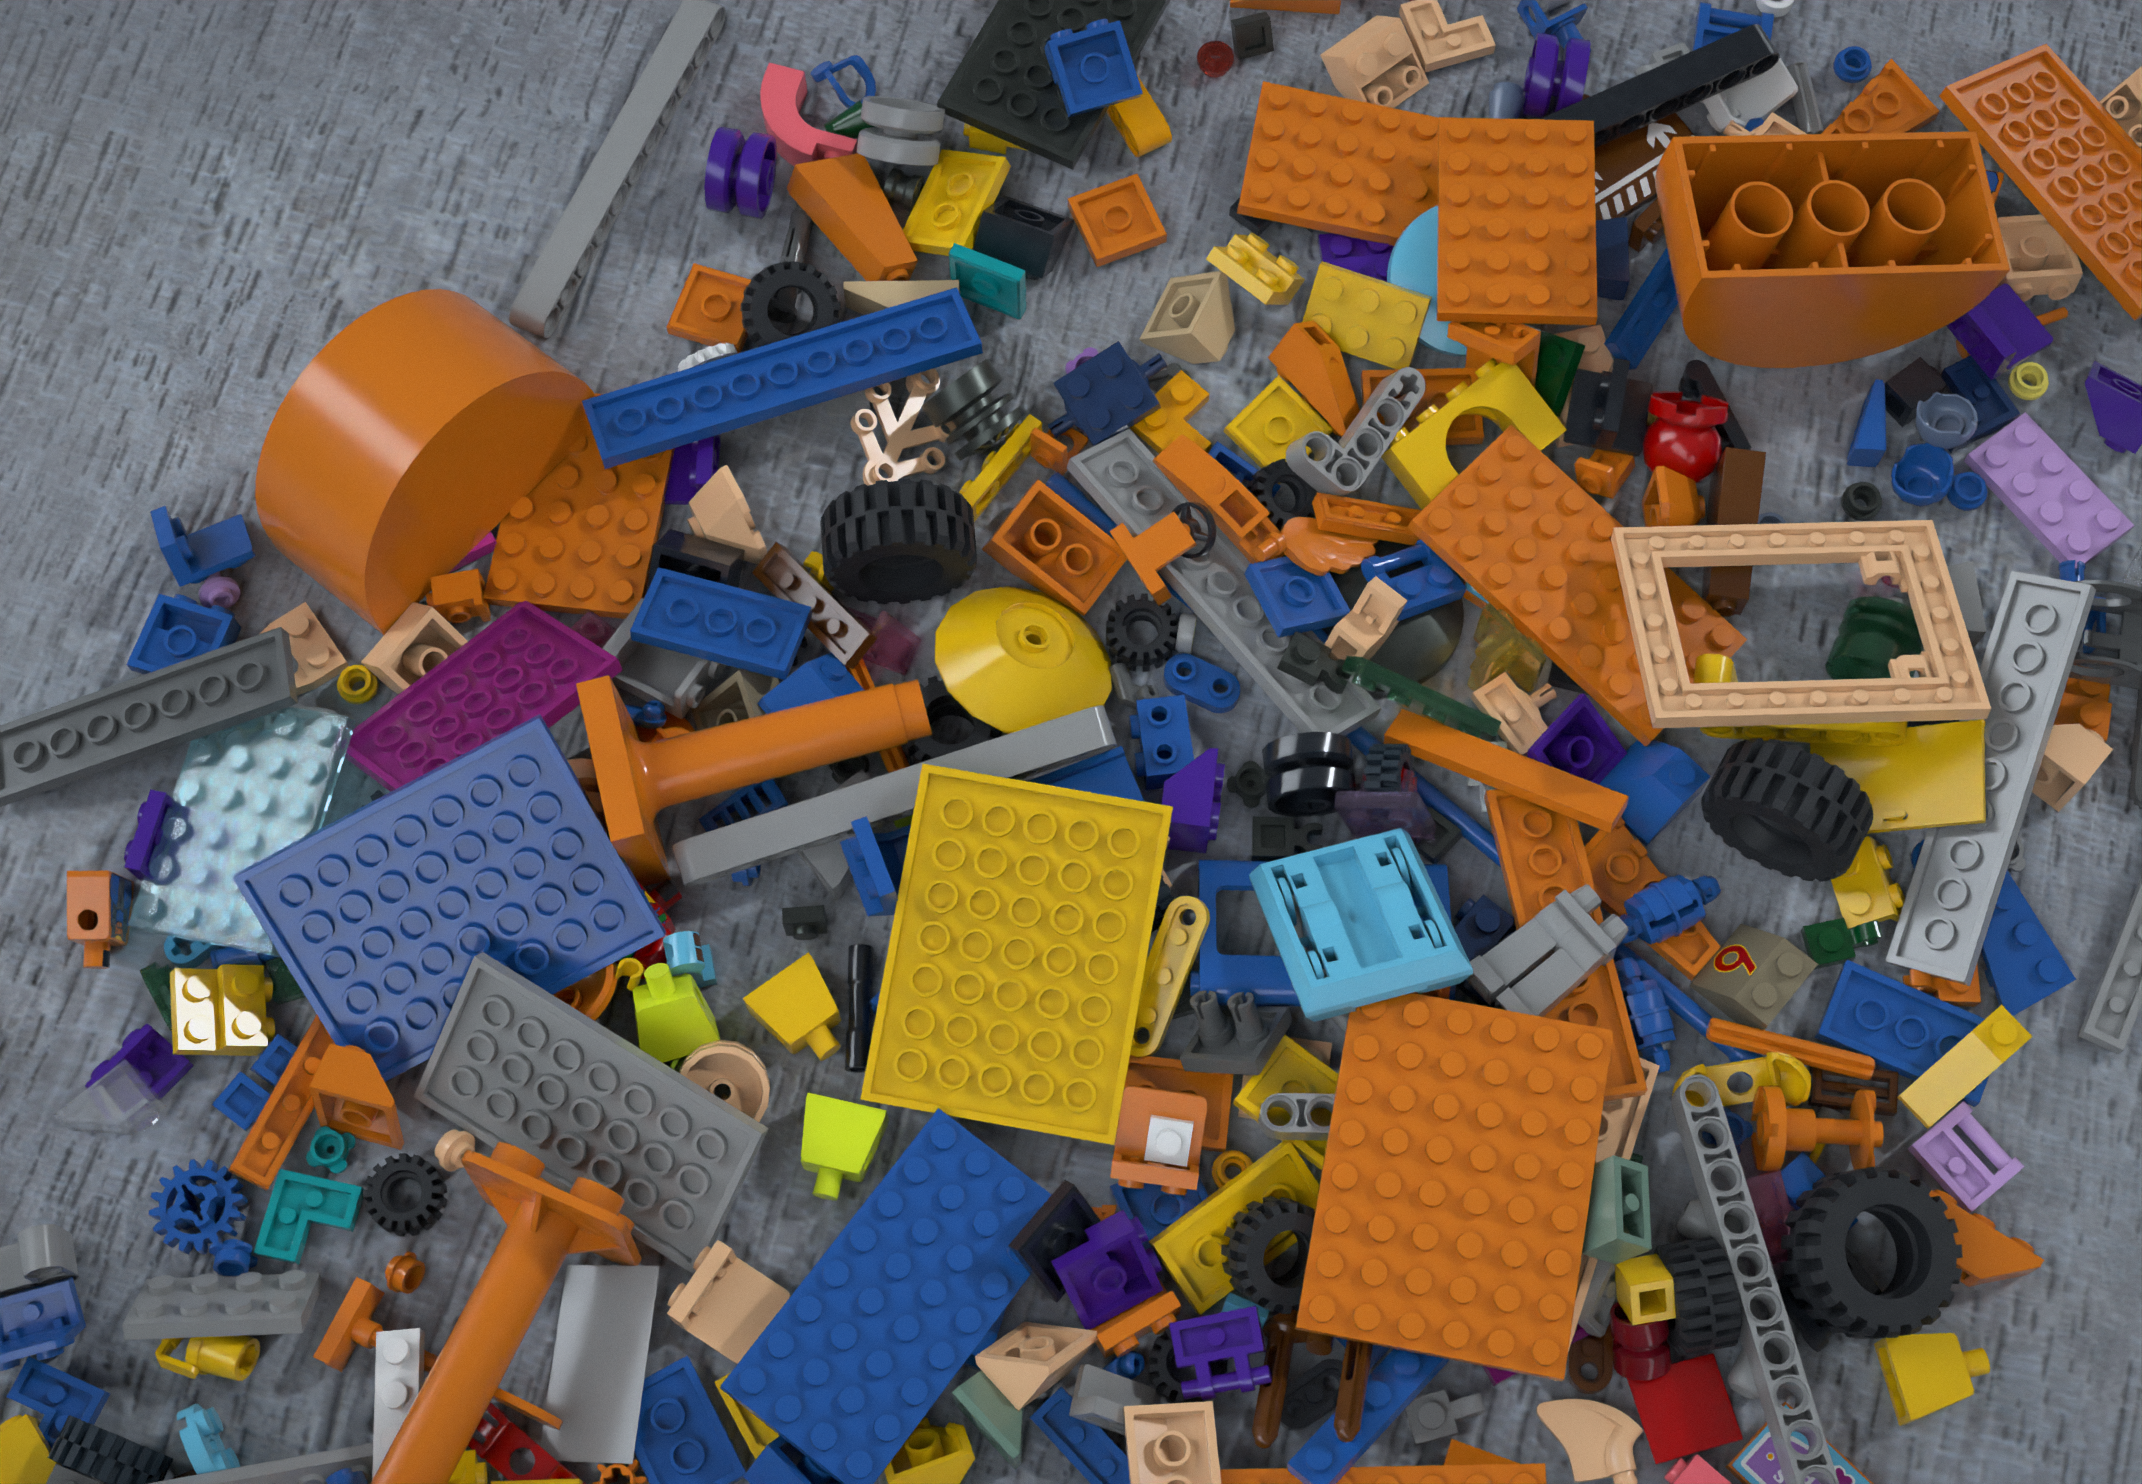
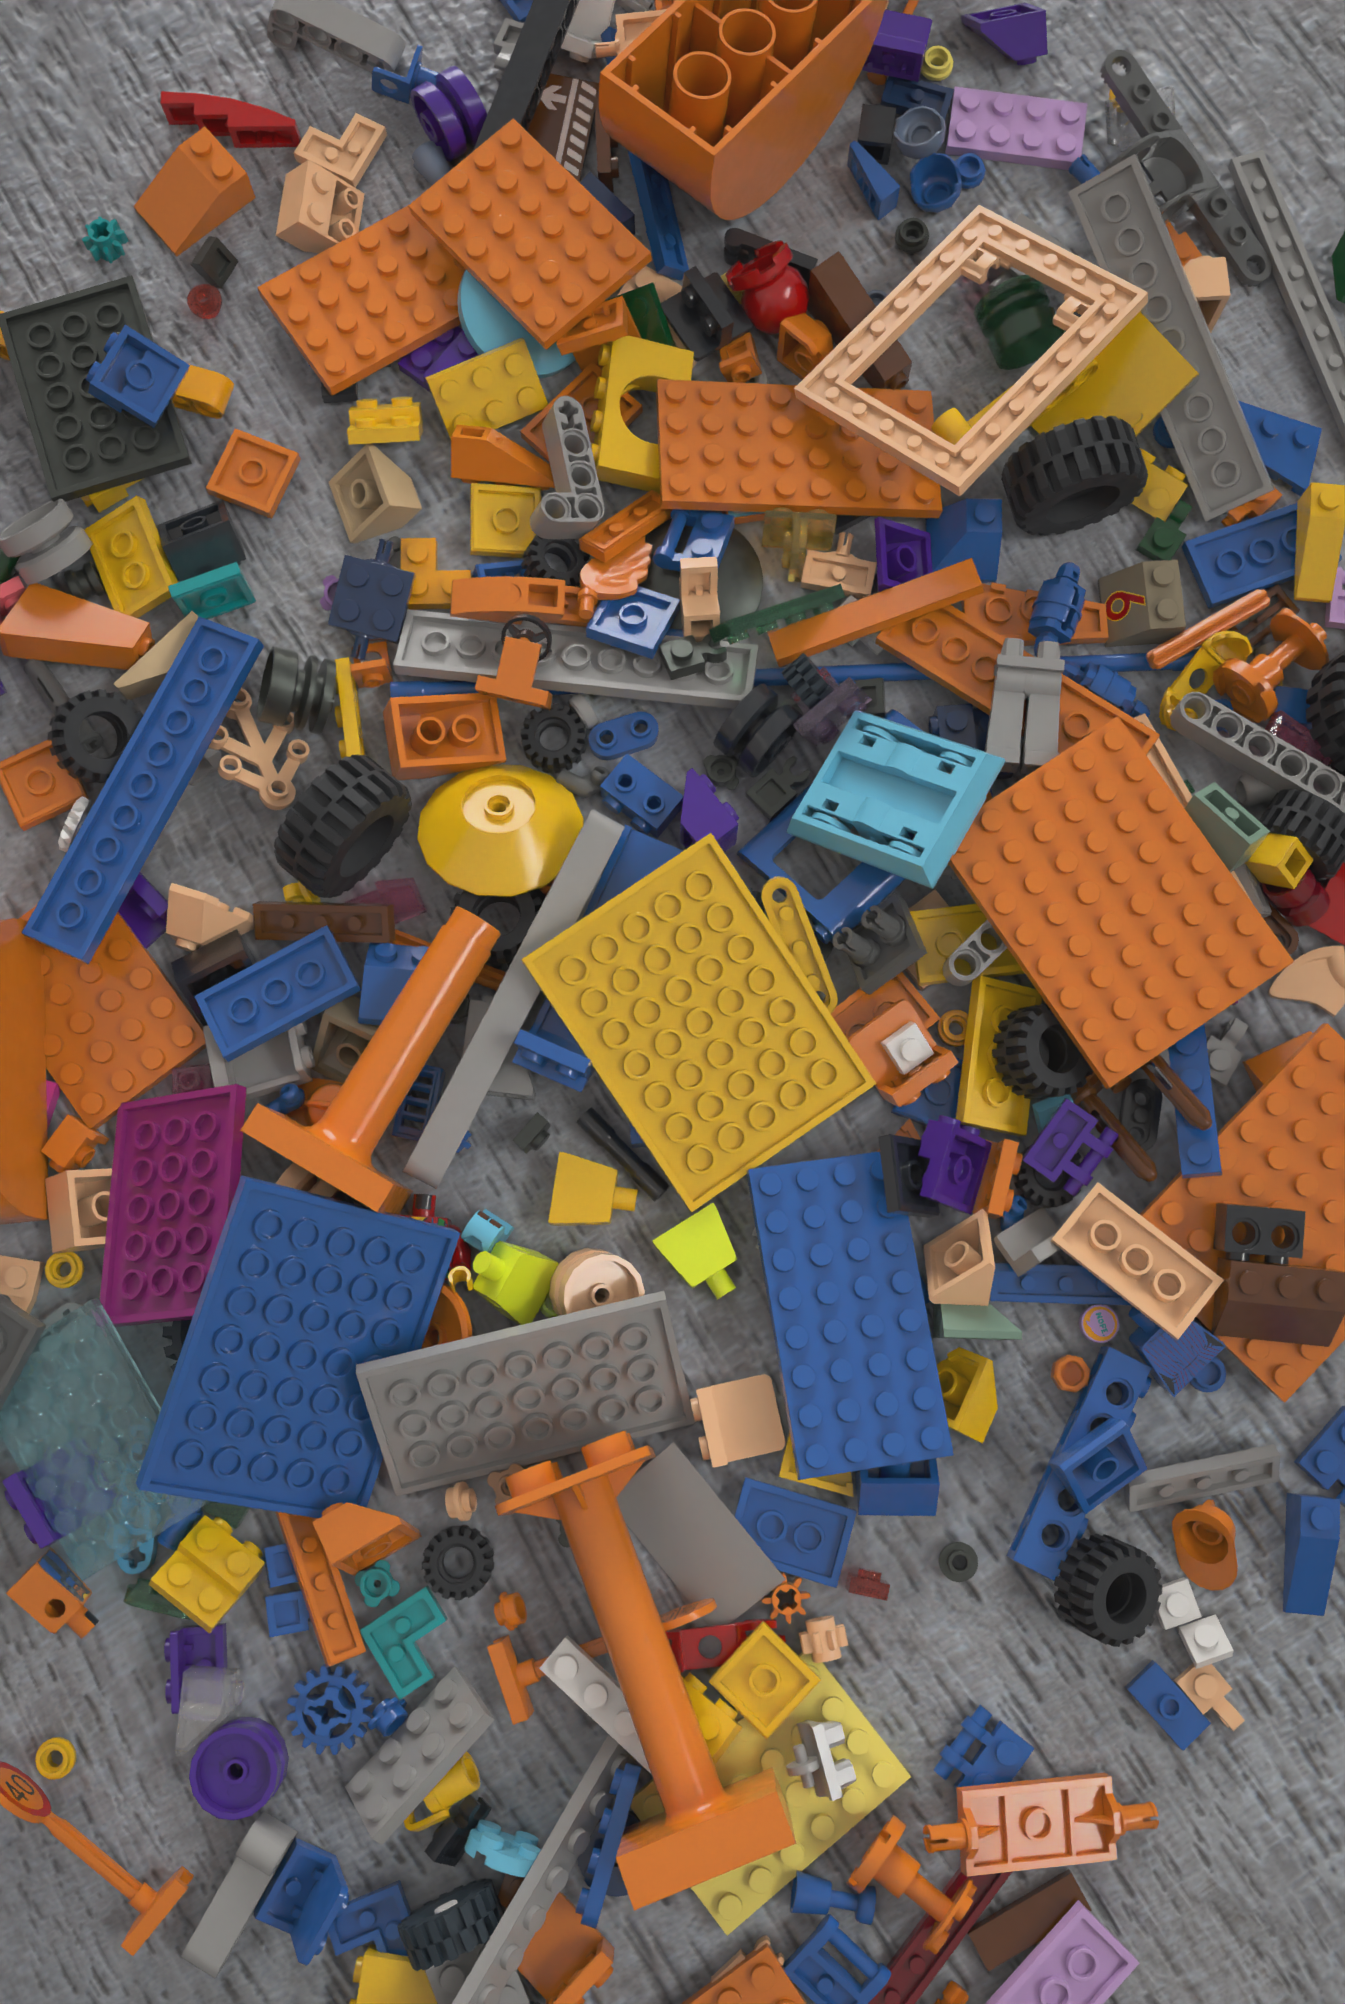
camera: 45 degrees left, 10 degrees up
(88, 1179) = (241, 1792): none -> dark purple wheel
(173, 1396) = (451, 1836): none -> black plate

